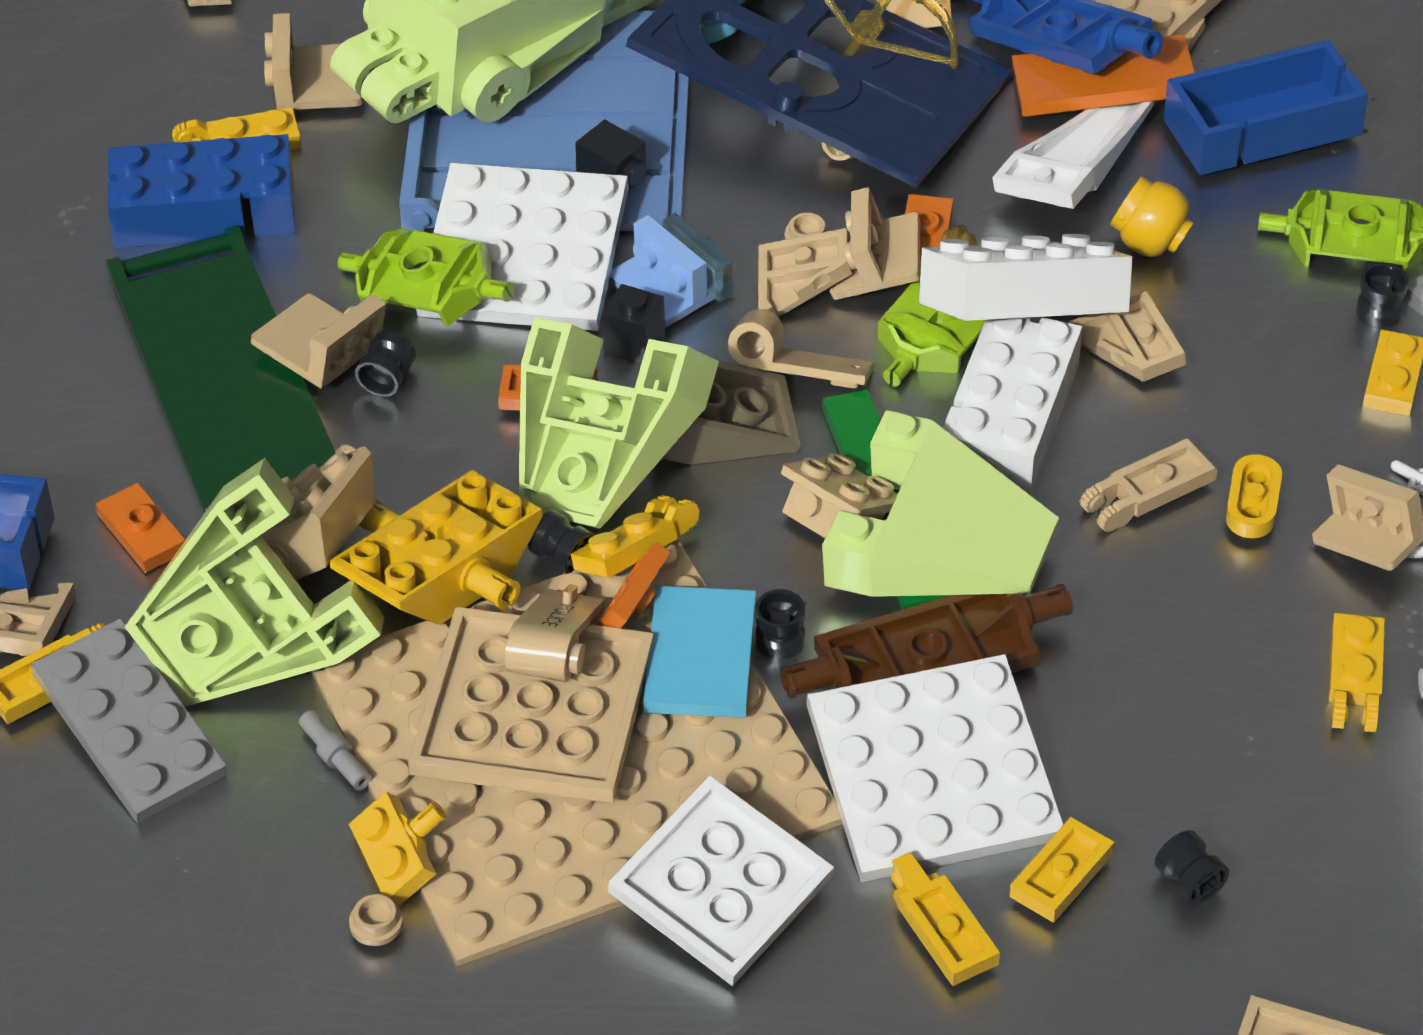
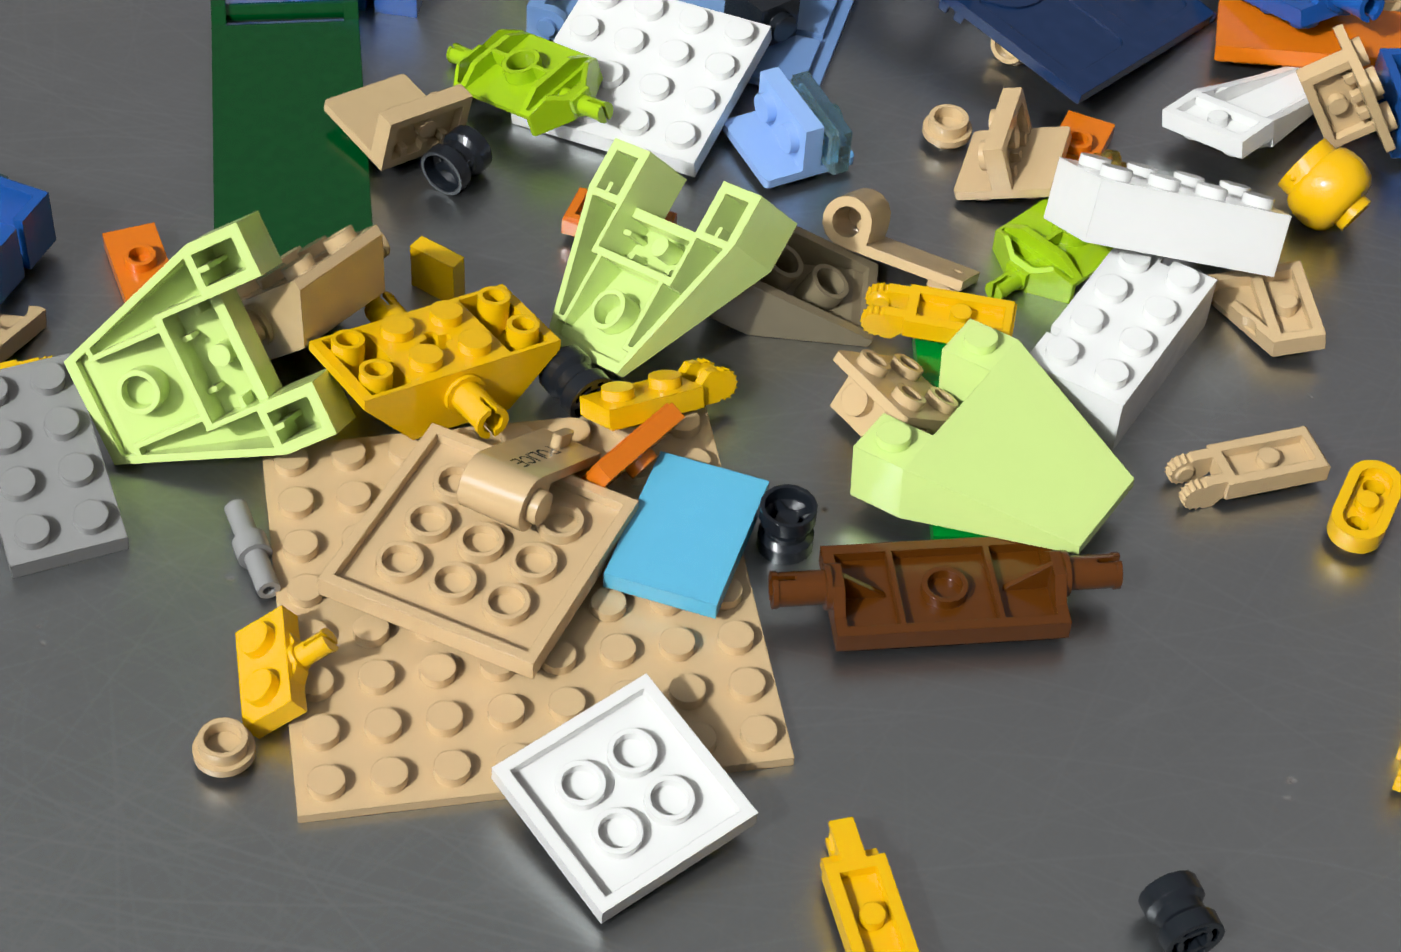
camera: 10 degrees right, 0 degrees up
(406, 469) = (437, 269): none -> yellow tile
(632, 320) = (732, 161): black brick -> none
(800, 269) = (927, 159): tan wing -> none
(847, 410) = (931, 312): none -> yellow hinge
(934, 766) = (912, 726): white plate -> none
(1062, 869) = (1026, 880): yellow plate -> none
(1149, 130) = (1347, 95): none -> tan bracket

